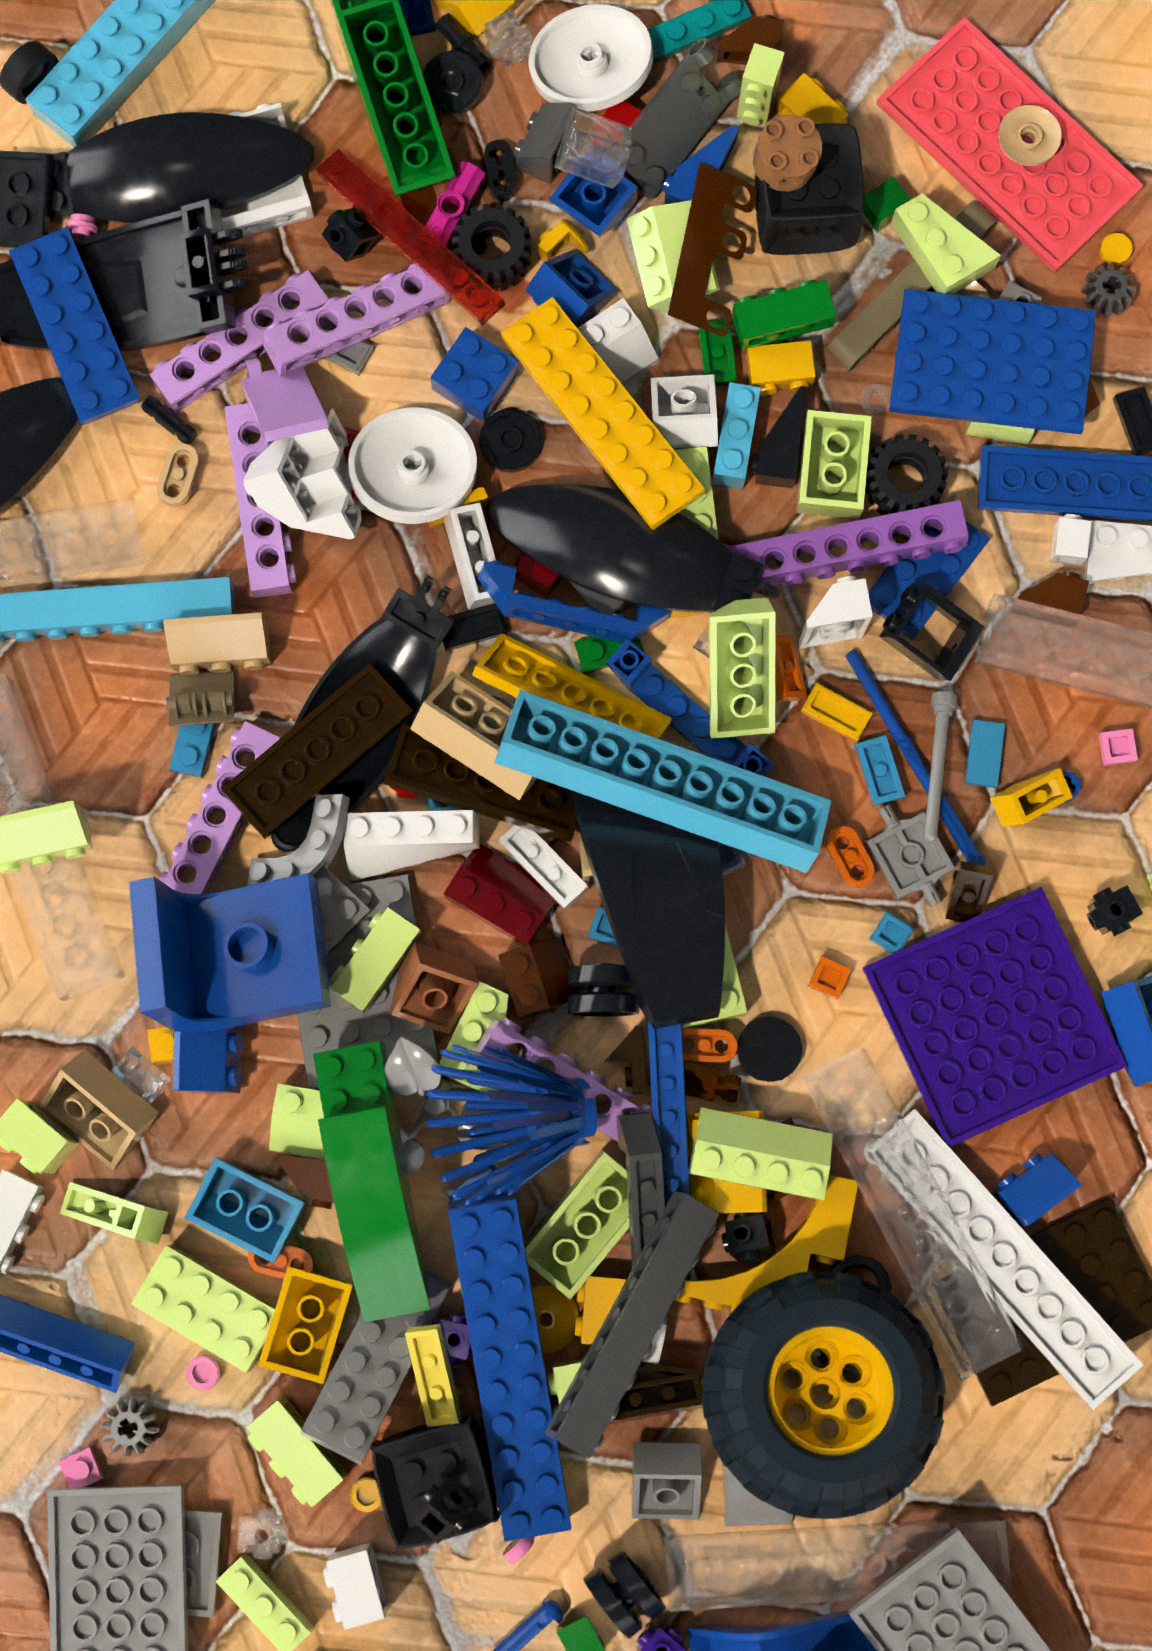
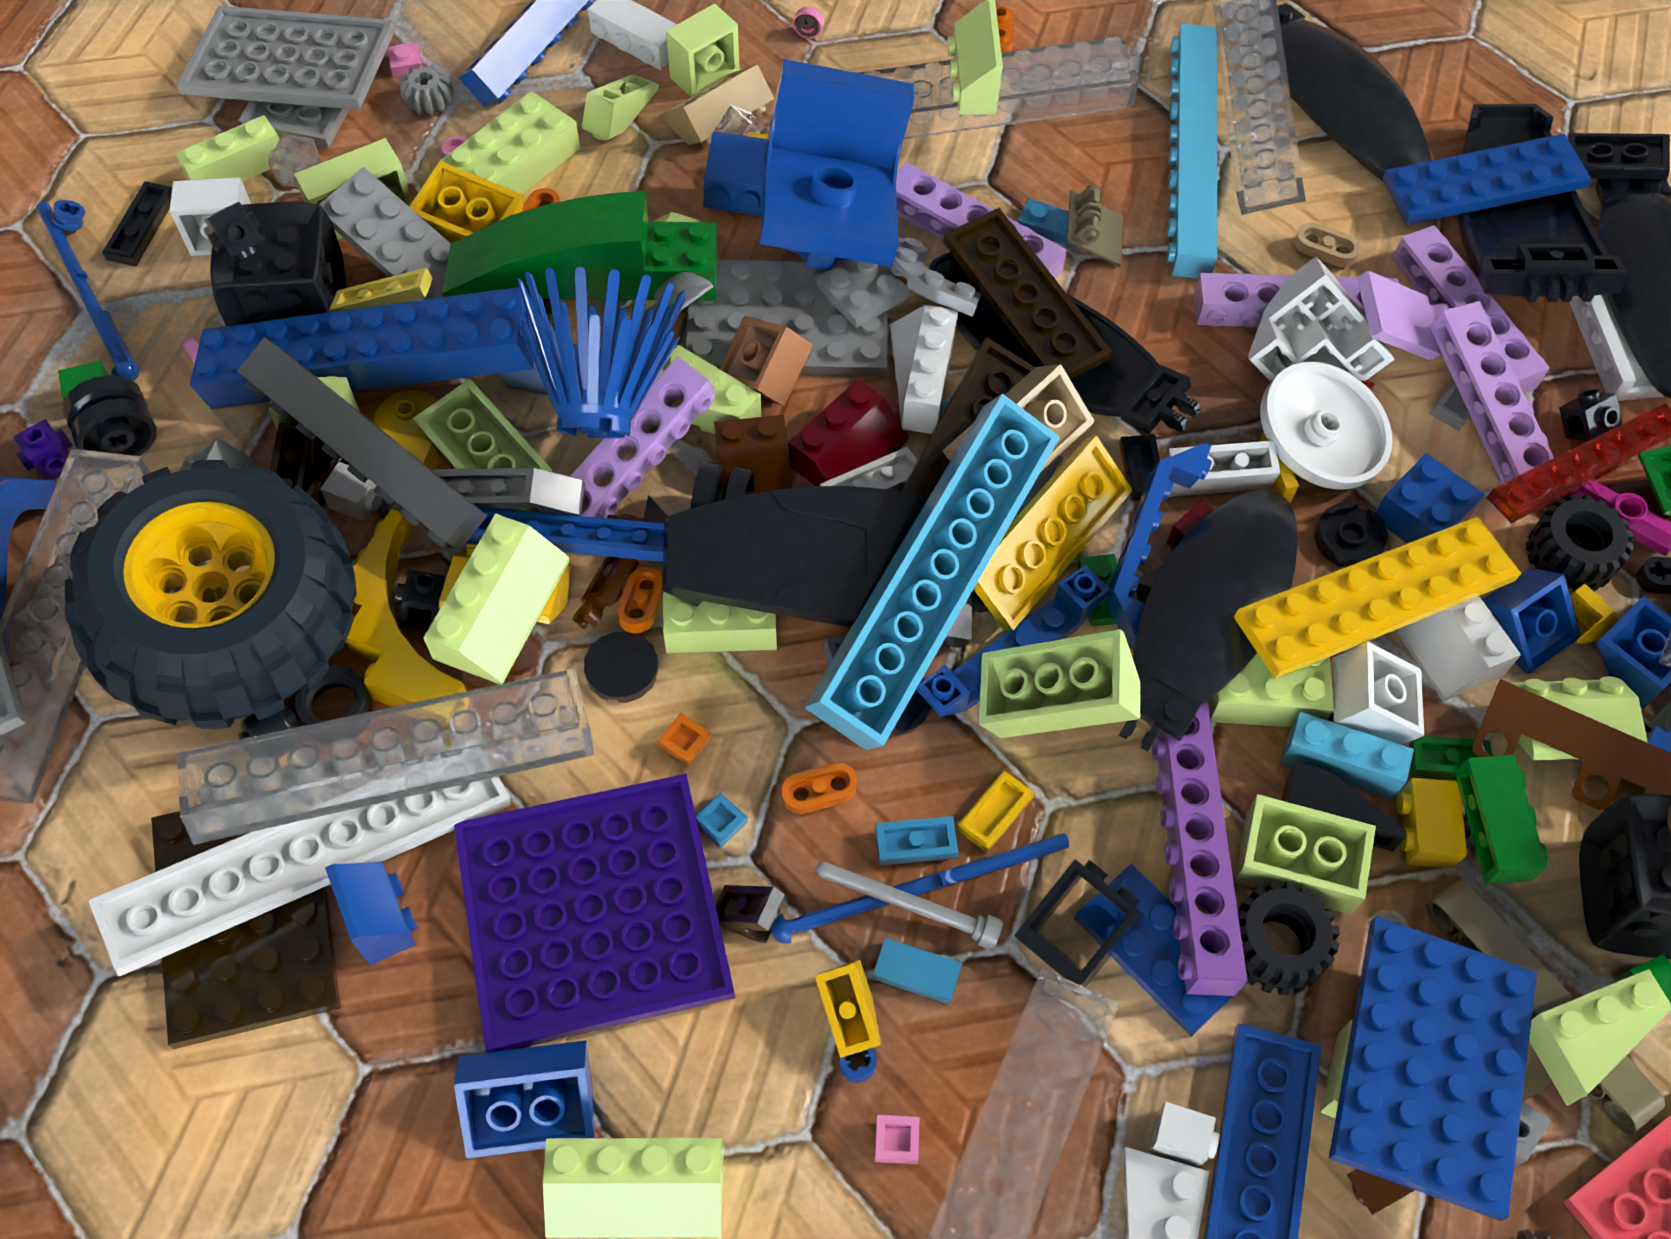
camera: 100 degrees right, 20 degrees down
(82, 226) = (1593, 202): bright pink plate -> none
(168, 419) = (1383, 249): black axle -> none
(218, 643) = (1149, 244): tan slope -> none
(246, 1209) = (593, 170): dark azure slope -> none
(374, 959) = (791, 303): yellowish green brick -> none
(788, 674) = (1056, 758): orange plate -> none
(839, 615) = (1113, 806): white slope -> none
(907, 858) = (797, 846): light grey plate -> none
(1060, 591) = (1109, 1100): reddish brown slope -> none
(1121, 903) = (688, 1093): black brick -> none

